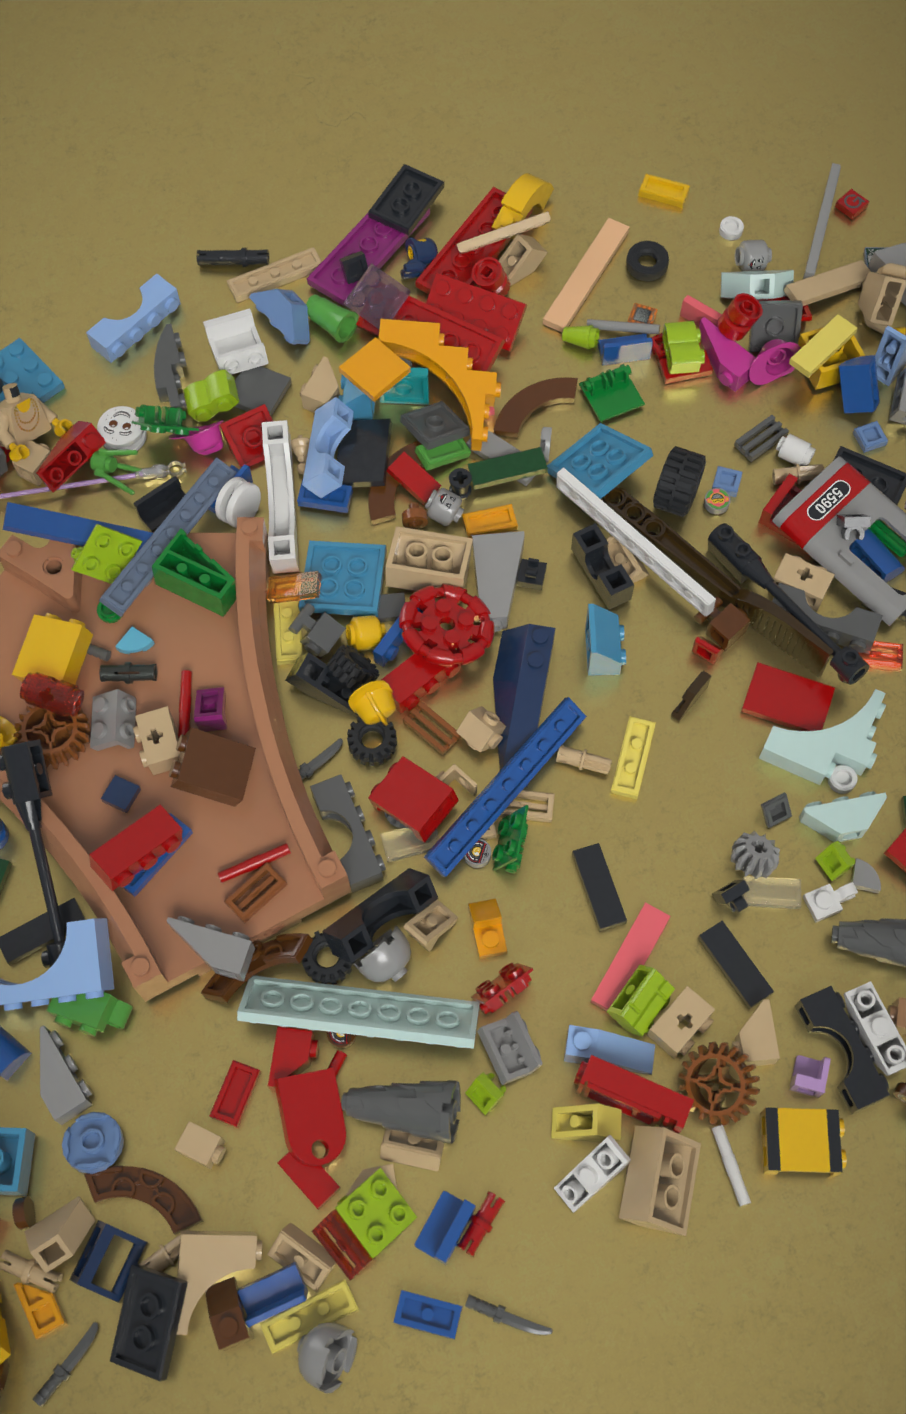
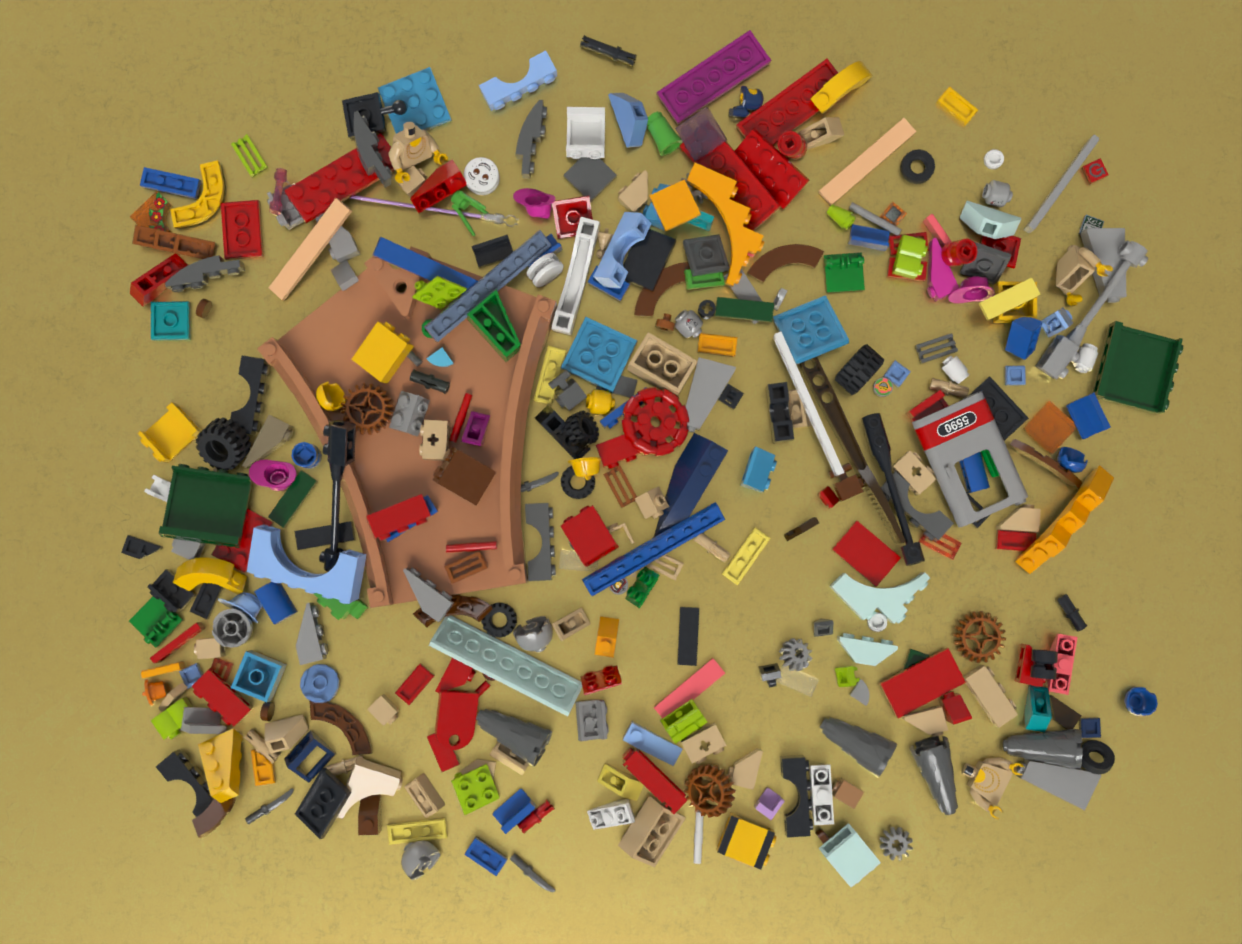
camera: 20 degrees right, 20 degrees up
(36, 692) = (366, 383): clear red piece -> none
(121, 794) = (400, 467): dark blue tile -> none
(162, 419) = (512, 186): green hinge -> none
(211, 396) = (553, 173): lime brick -> none
(273, 1294) = (399, 813): blue panel -> none
(274, 274) = (635, 76): tan tile -> none
(294, 587) = (562, 352): clear orange tile -> none
(346, 1242) = (451, 799): clear red tile -> none
(354, 266) = (694, 99): black tile -> none
(404, 895) = (560, 600): black arch -> none
(406, 199) = (755, 47): black tile -> none
(413, 477) = (675, 292): red tile -> none
(485, 1092) = (566, 741): lime tile -> none
(504, 232) = (815, 112): tan tile -> none
(735, 964) = (753, 718): black tile -> none
(826, 902) = (828, 699): white plate -> none
(828, 283) = (1043, 239): tan tile -> none
(852, 522) = (964, 449): tile -> none

